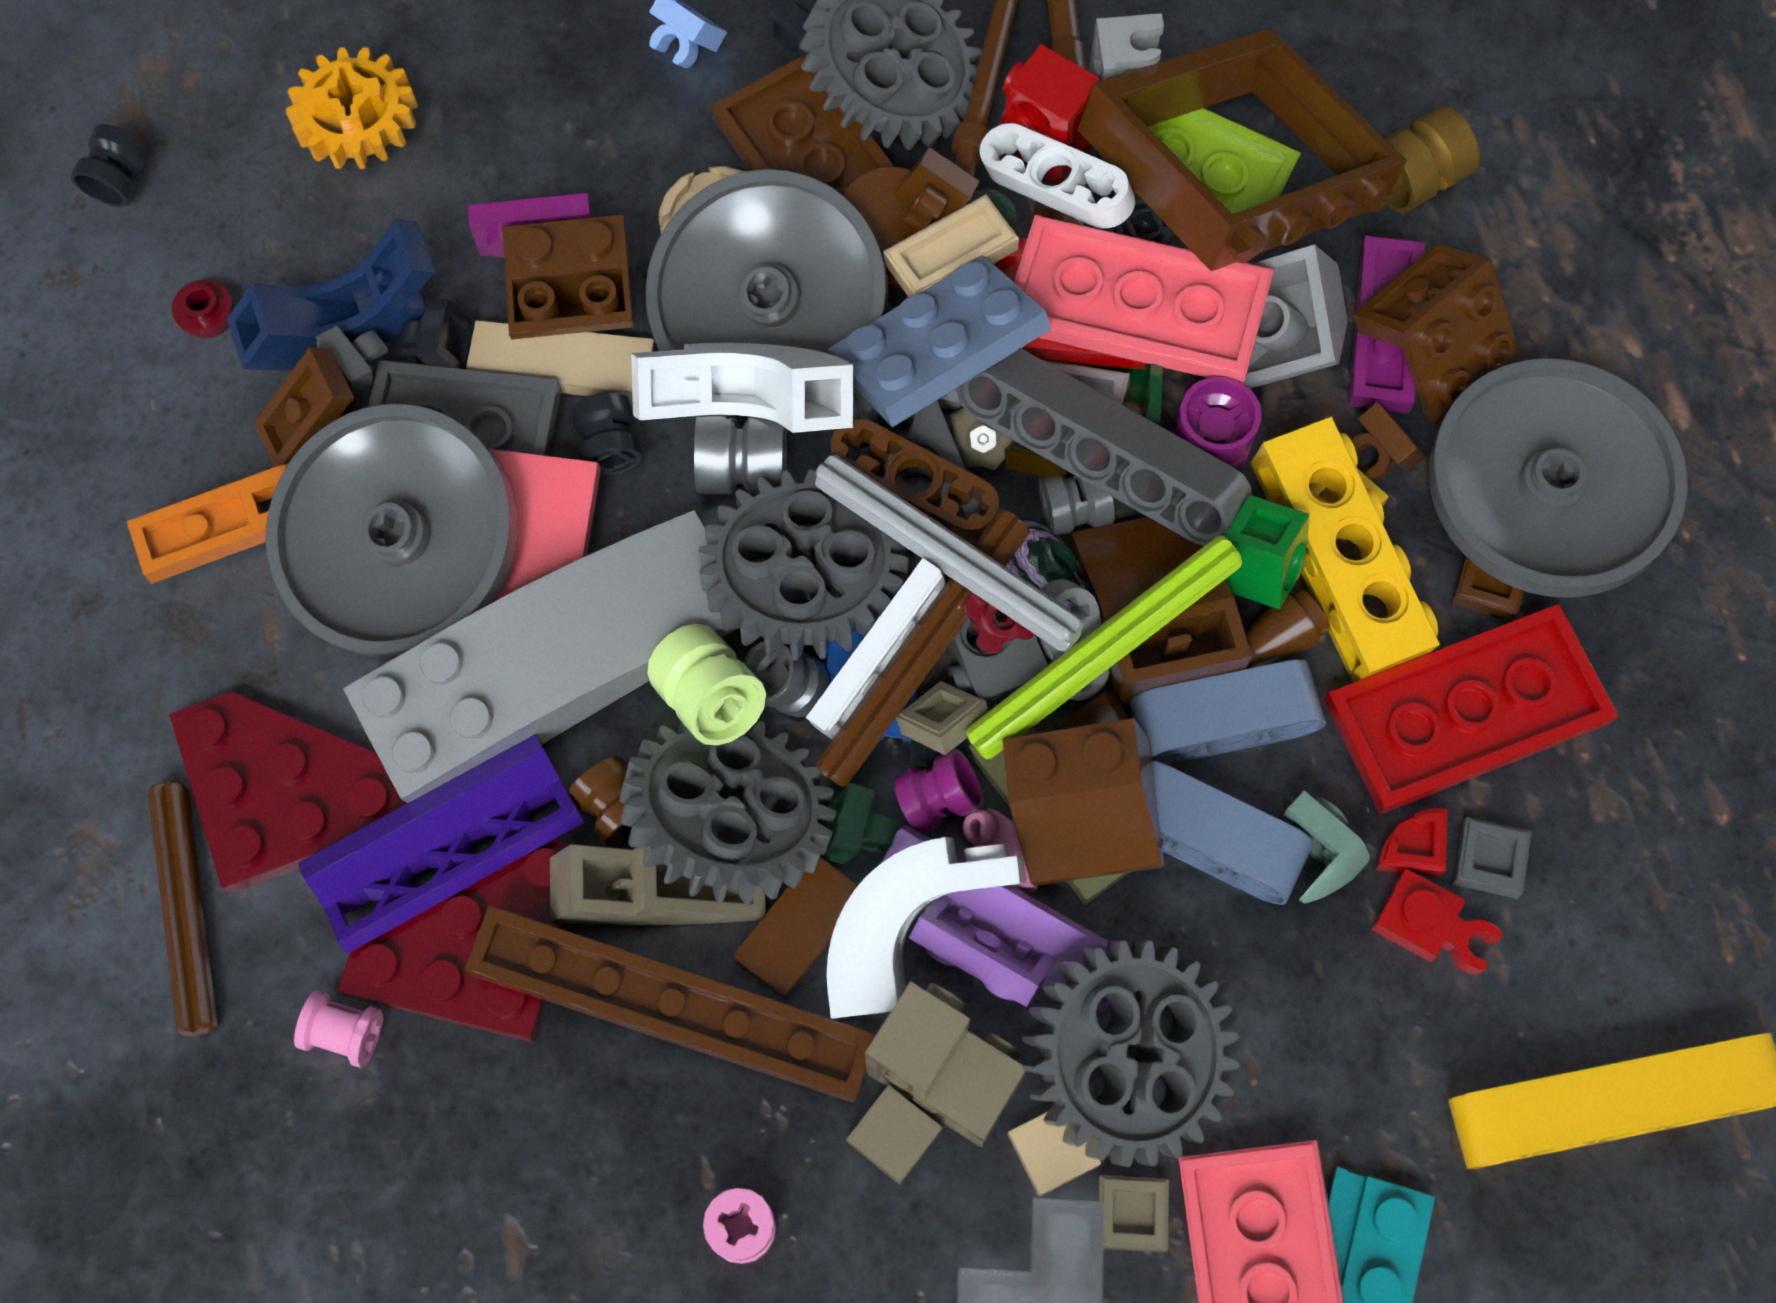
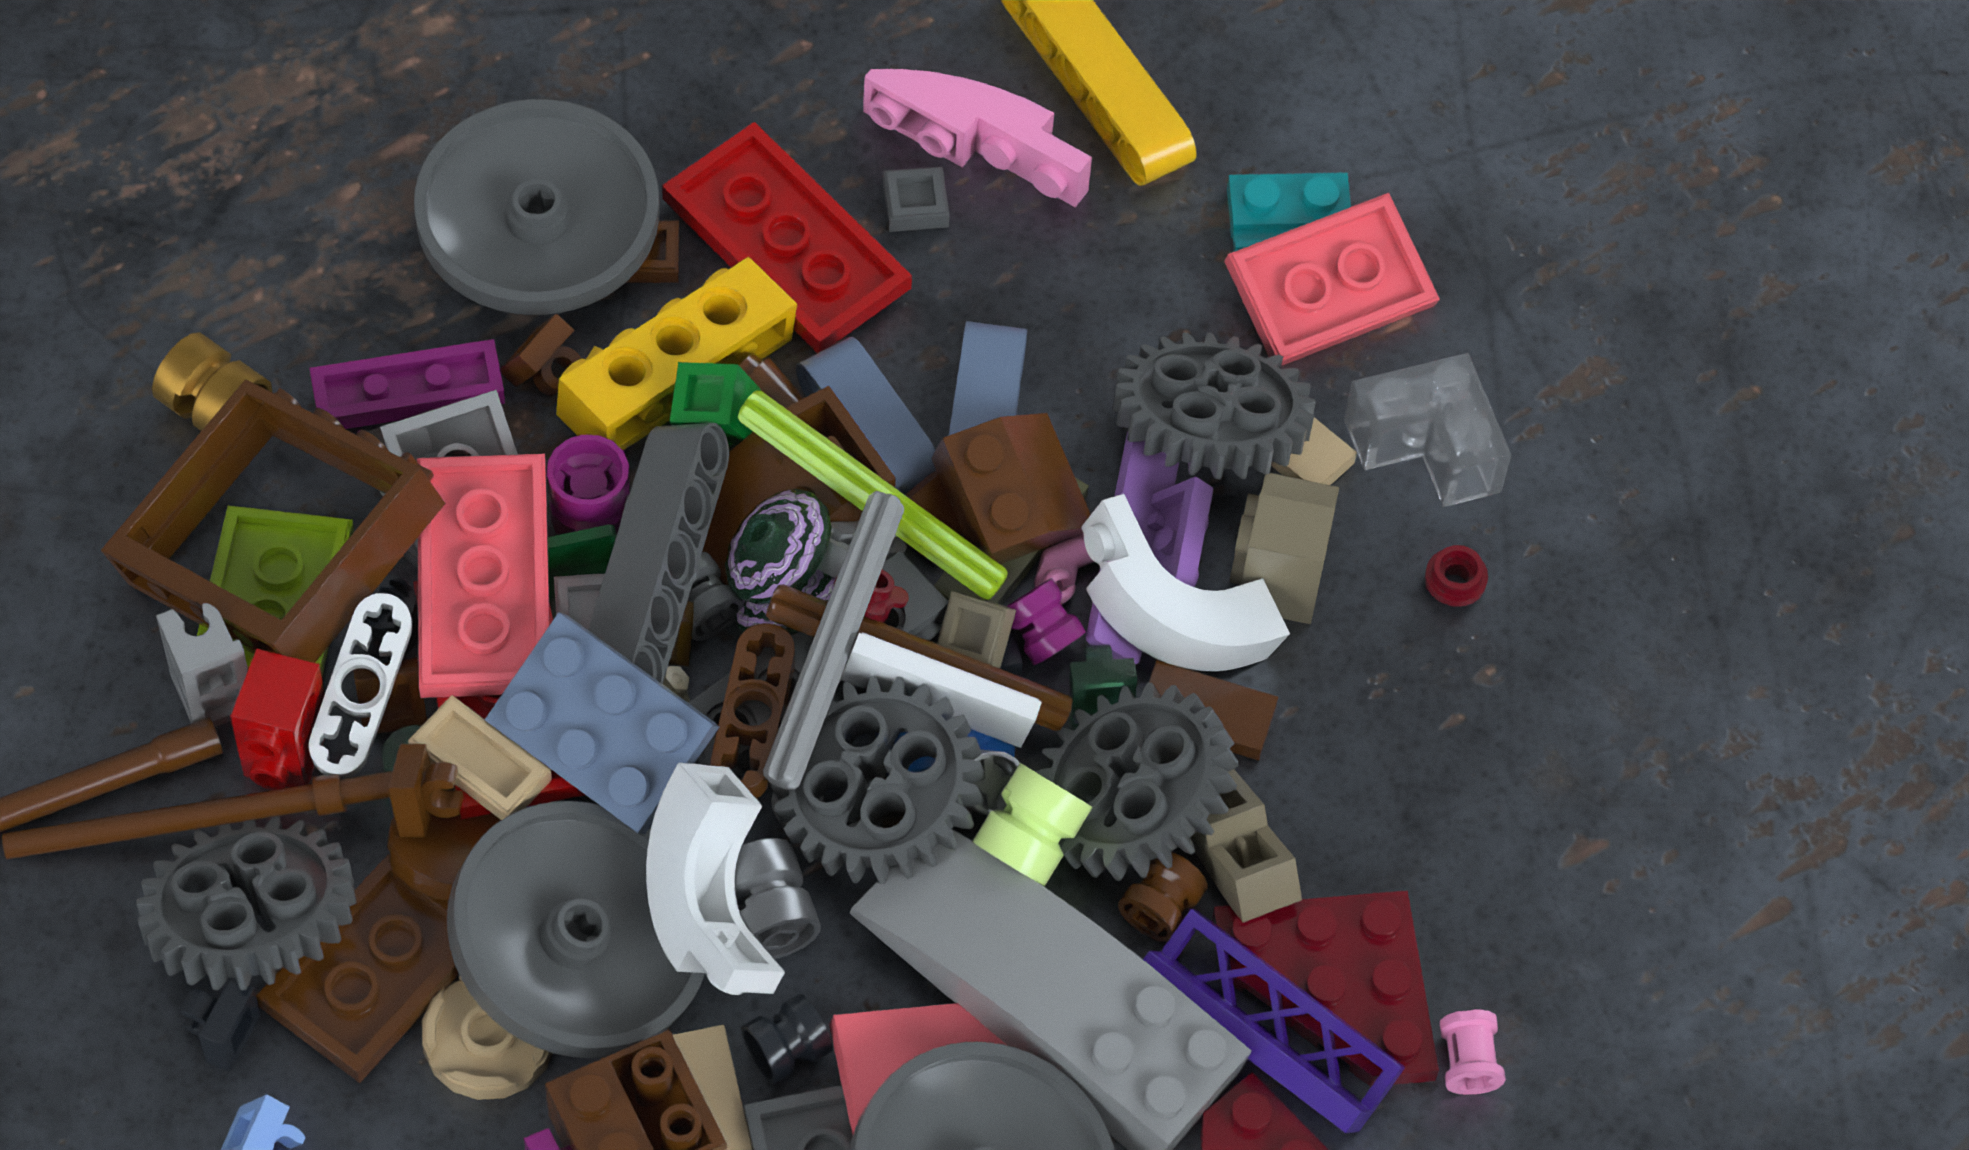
camera: 115 degrees left, 10 degrees down
(669, 1003) = (1331, 778): reddish brown plate -> none
(747, 1241) = (1475, 678): bright pink wheel -> none
(856, 1220) = (1456, 561): none -> dark red plate
(894, 1134) = (1355, 580): dark tan tile -> none
(1085, 557) = (778, 545): none -> dish
(1134, 1213) = (1332, 383): dark tan tile -> none
(1333, 844) = (964, 302): sand green plate -> none
(1416, 845) = (927, 256): red tile -> none
(1427, 919) = (994, 231): red plate -> none
(1446, 321) = (401, 330): reddish brown bracket -> none
(1567, 942) = (962, 116): none -> bright pink slope

